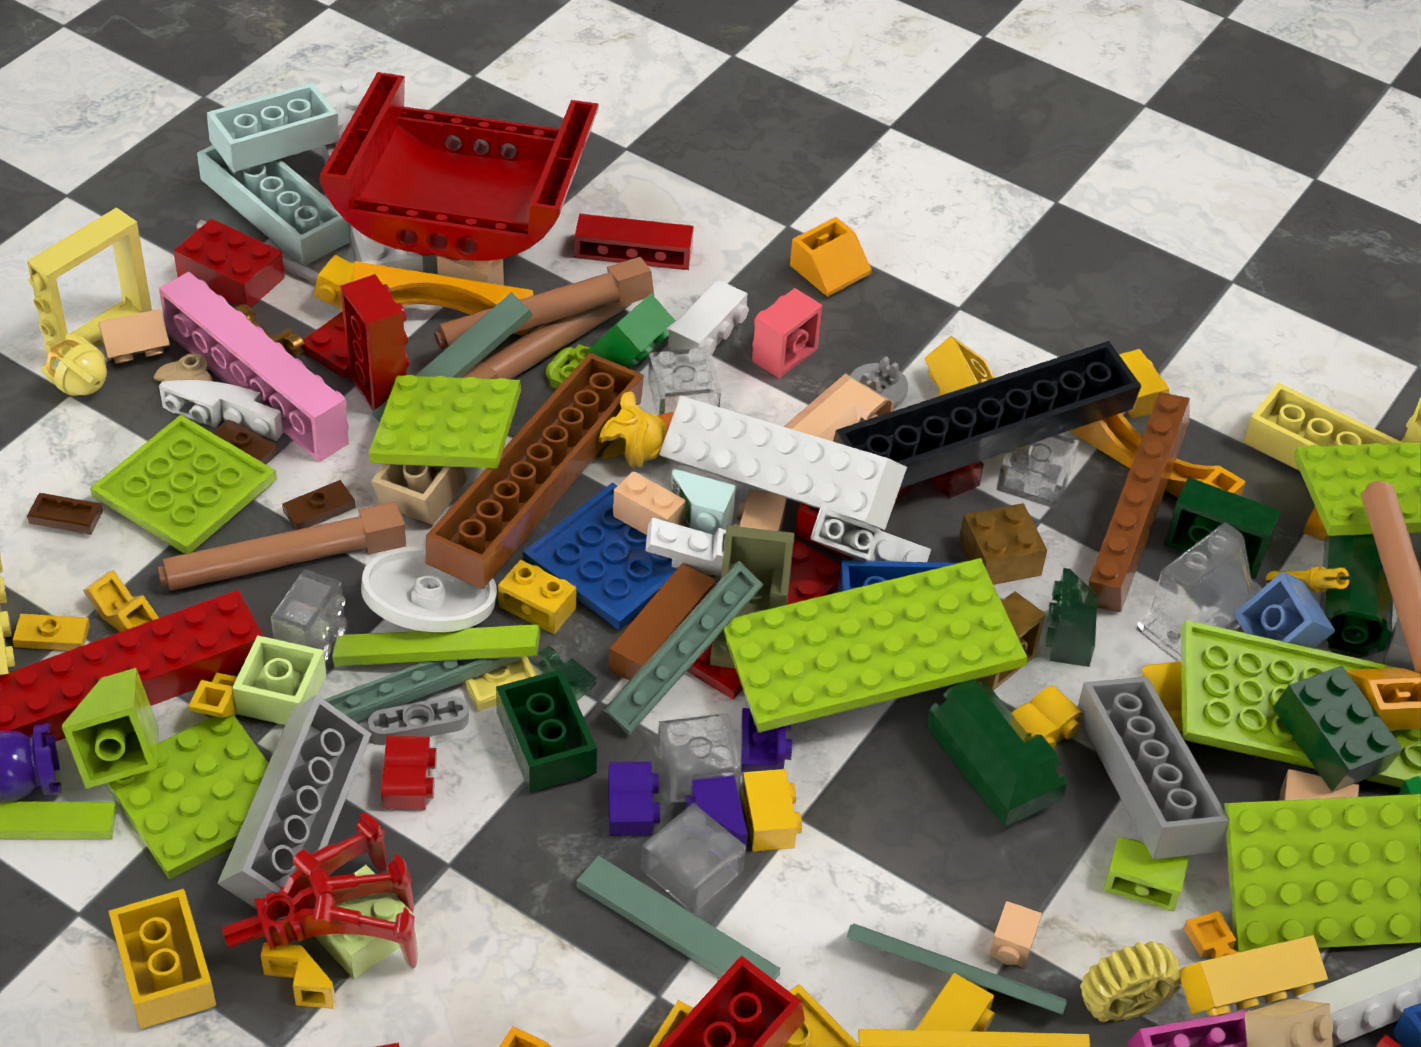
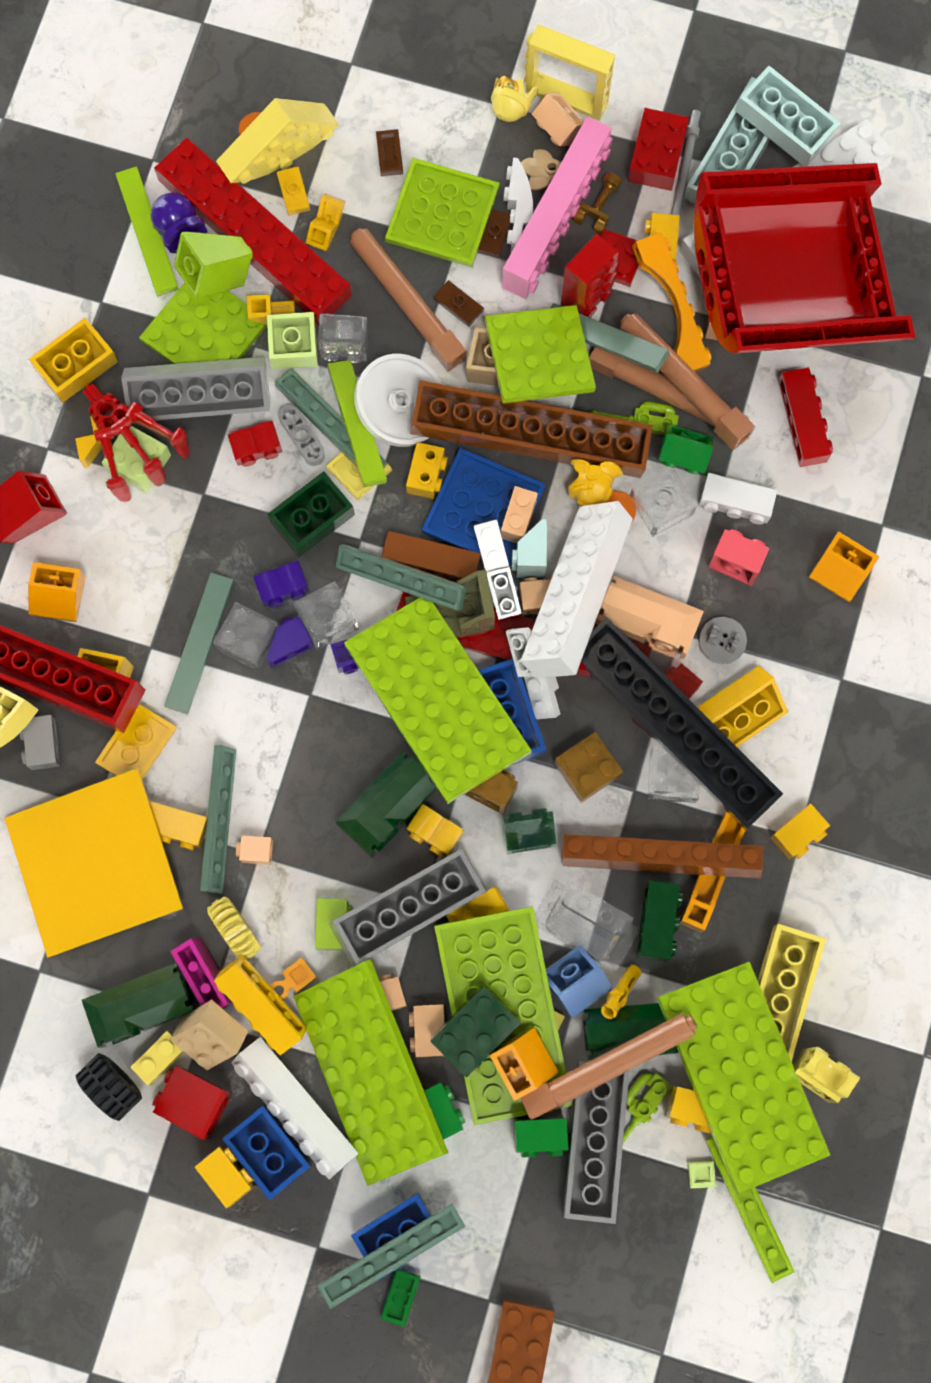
camera: 75 degrees right, 30 degrees up
(578, 677) = (368, 514): clear green plate -> none
(770, 810) = (301, 672): yellow brick -> none

